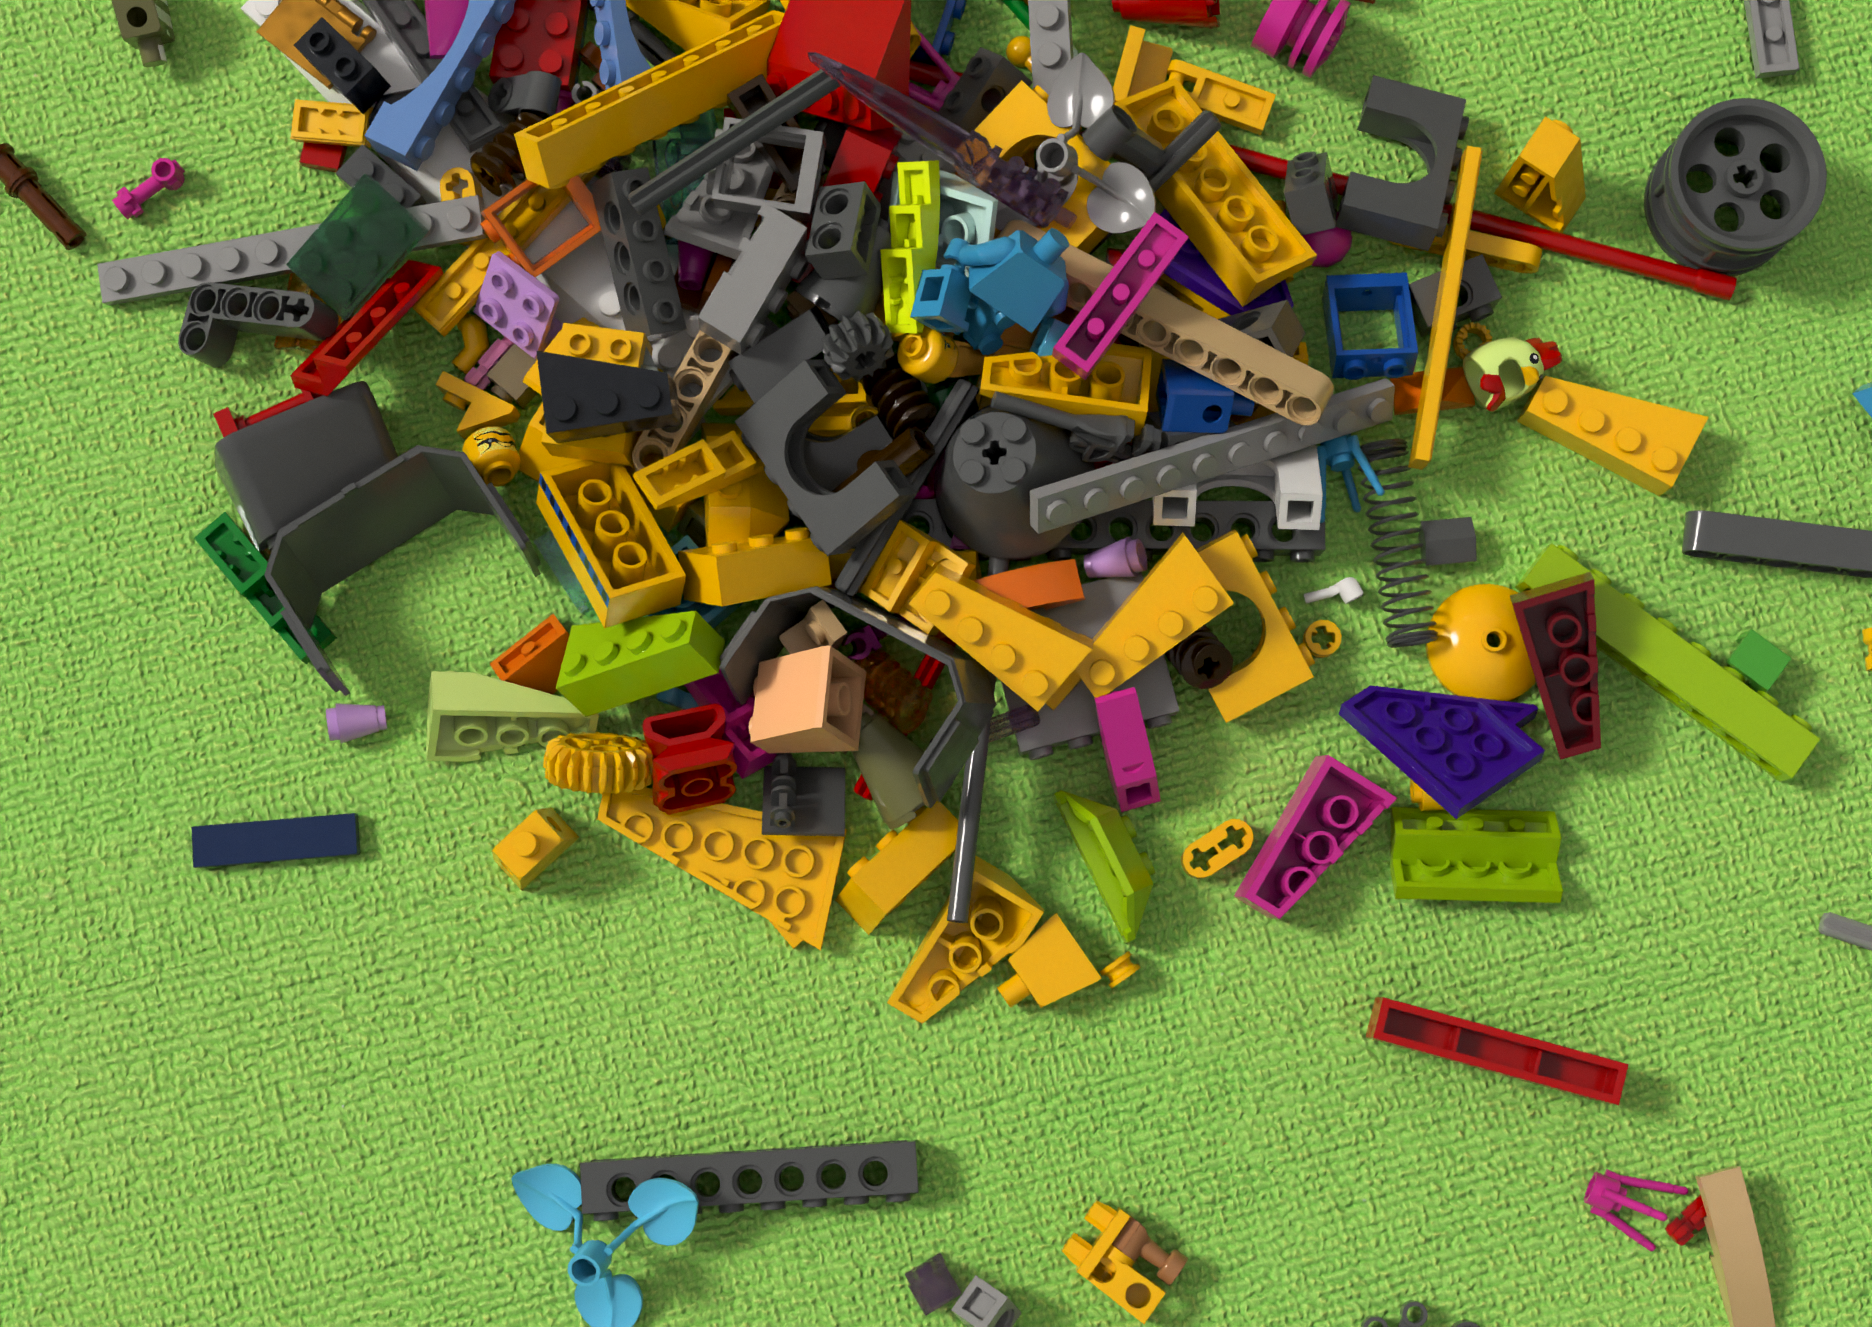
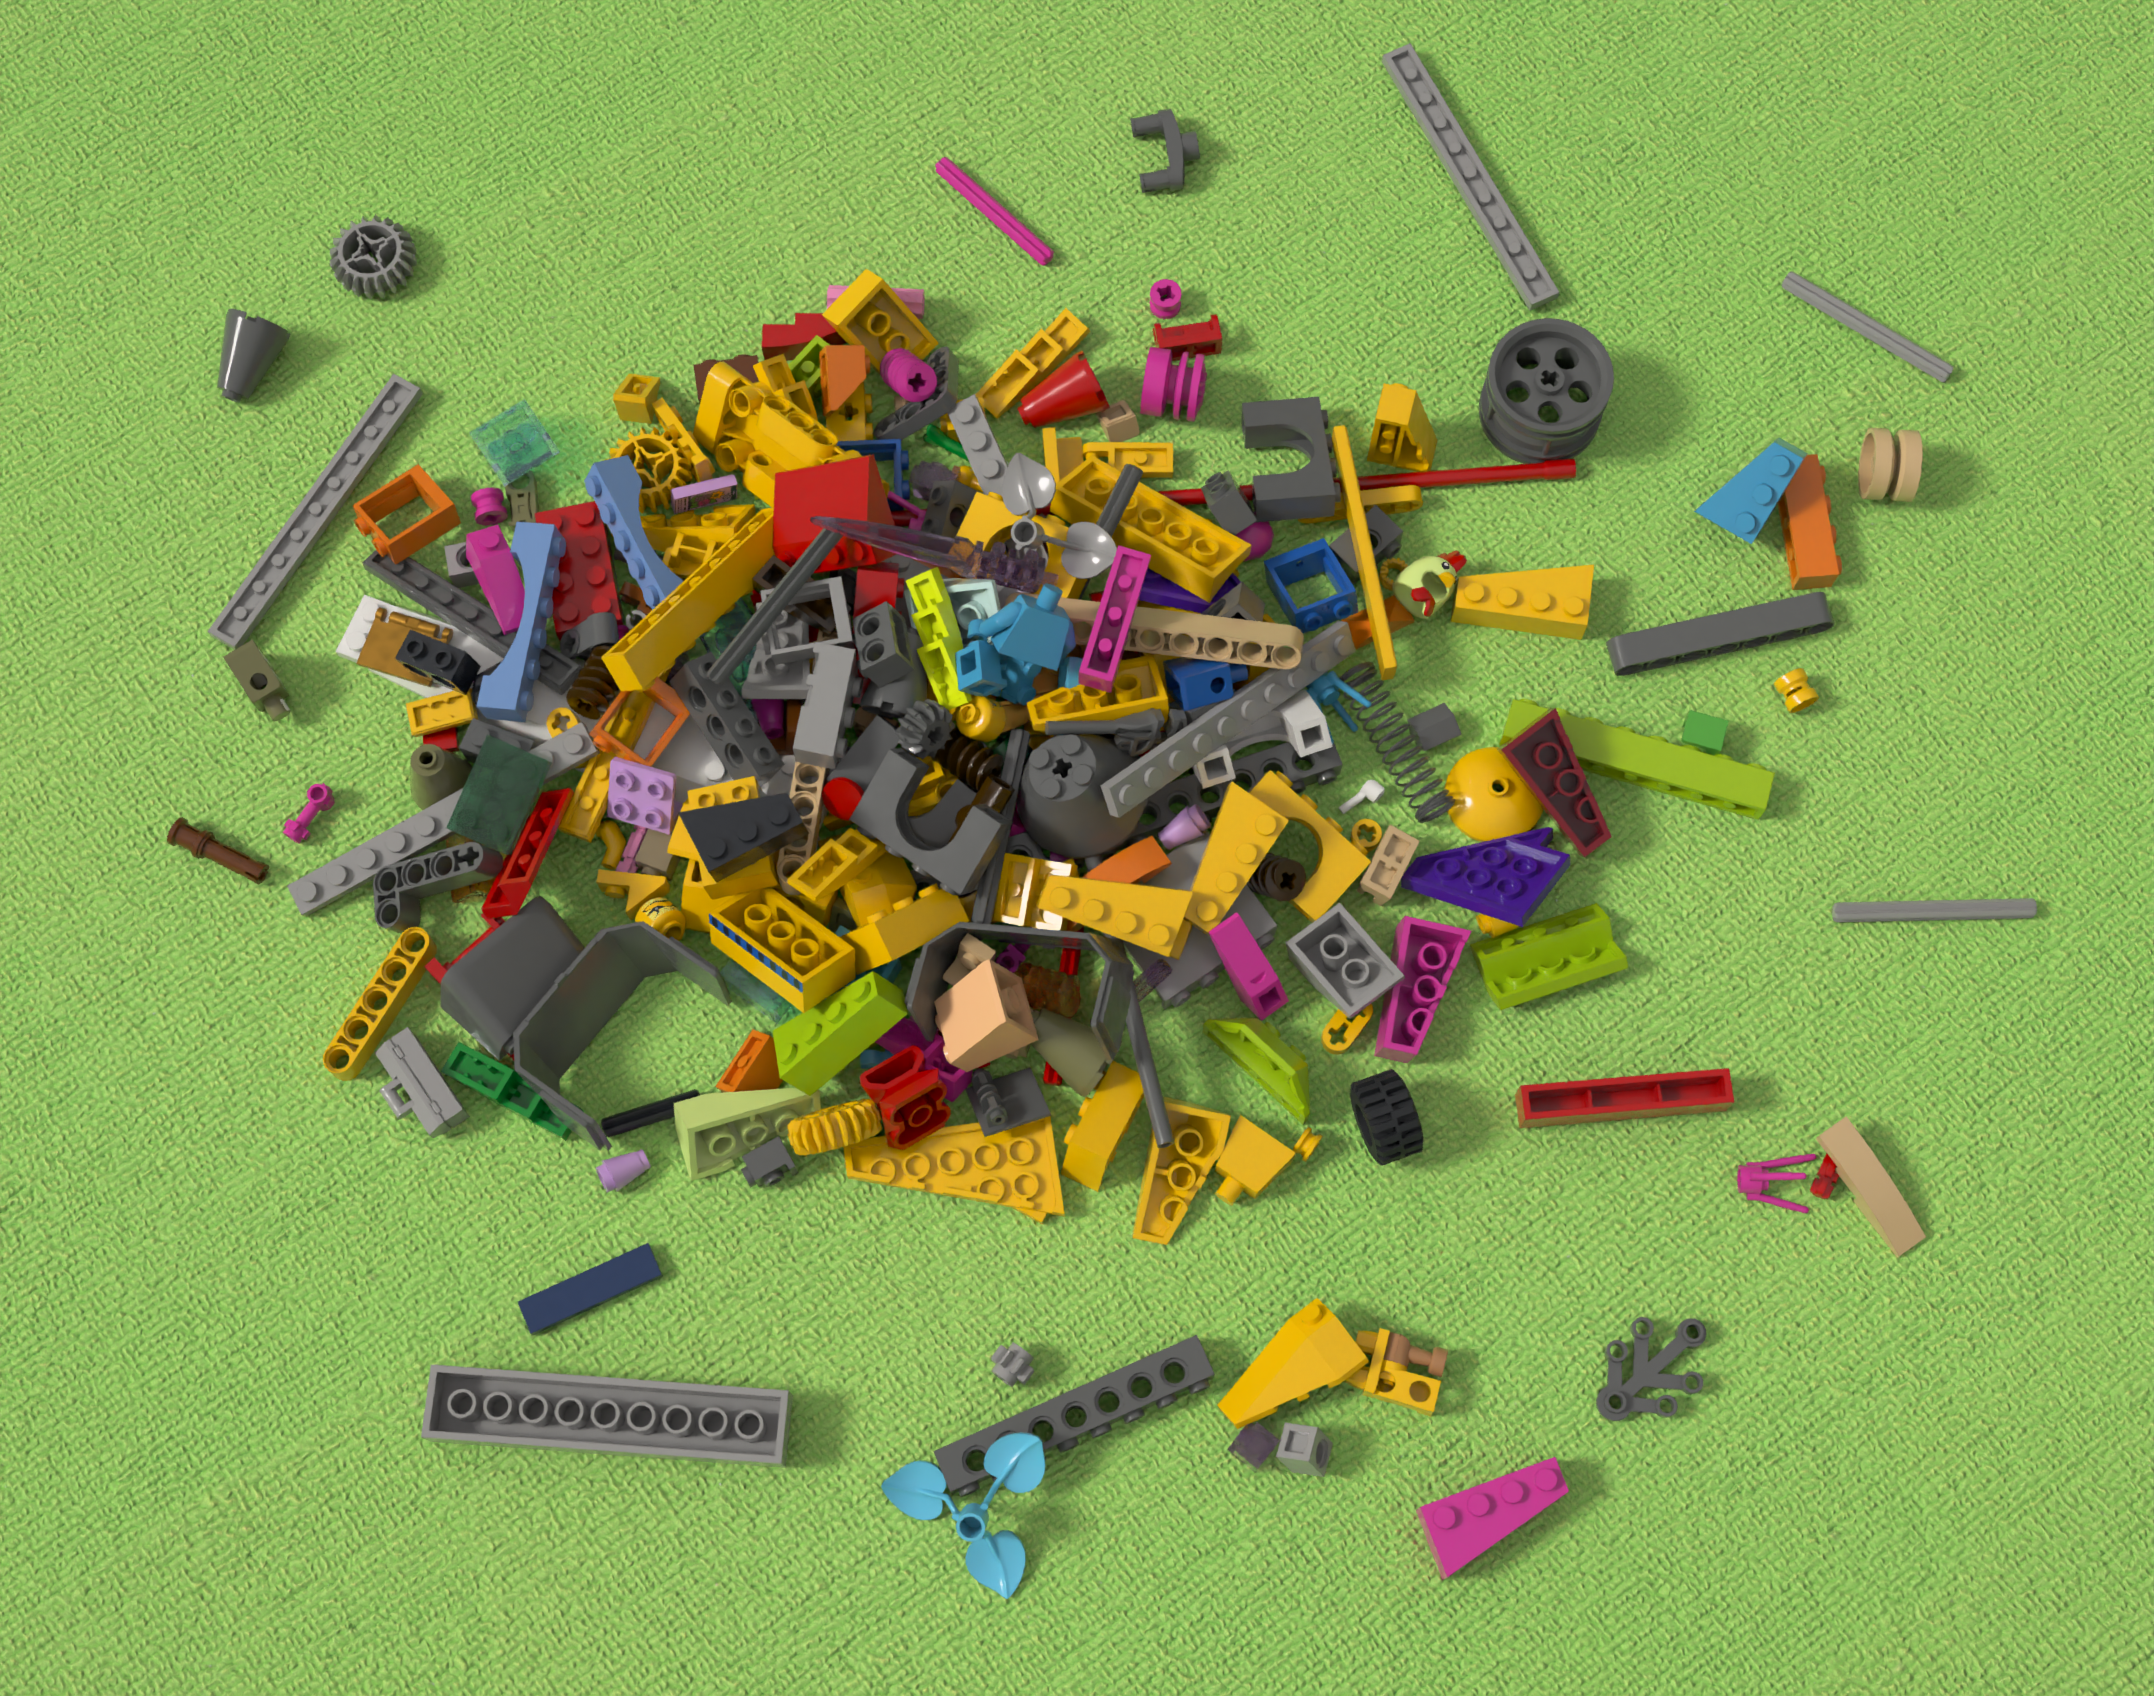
camera: 20 degrees left, 10 degrees down
(134, 438) = (379, 1020): none -> yellow beam
(169, 531) = (416, 1072): none -> light grey piece
(243, 992) = (607, 1416): none -> light grey brick
(302, 194) = (436, 774): none -> olive cone
(403, 667) = (643, 1115): none -> black axle
(515, 774) = (767, 1164): none -> dark grey brick
(533, 846) = (802, 1217): yellow torso -> none
(663, 42) = (684, 559): none -> yellow piece
(702, 1096) = (1012, 1364): none -> light grey gear
(737, 390) = (841, 797): none -> red piece
(977, 33) = (926, 473): none -> brick
(1014, 1212) = (1301, 1357): none -> yellow wedge
(1118, 137) = (1068, 506): dark grey piece -> none
(1218, 977) = (1386, 1117): none -> black tyre
(1223, 47) = (1118, 422): none -> tan slope
(1238, 782) = (1343, 961): none -> light grey slope
(1333, 685) = (1388, 865): none -> tan hinge

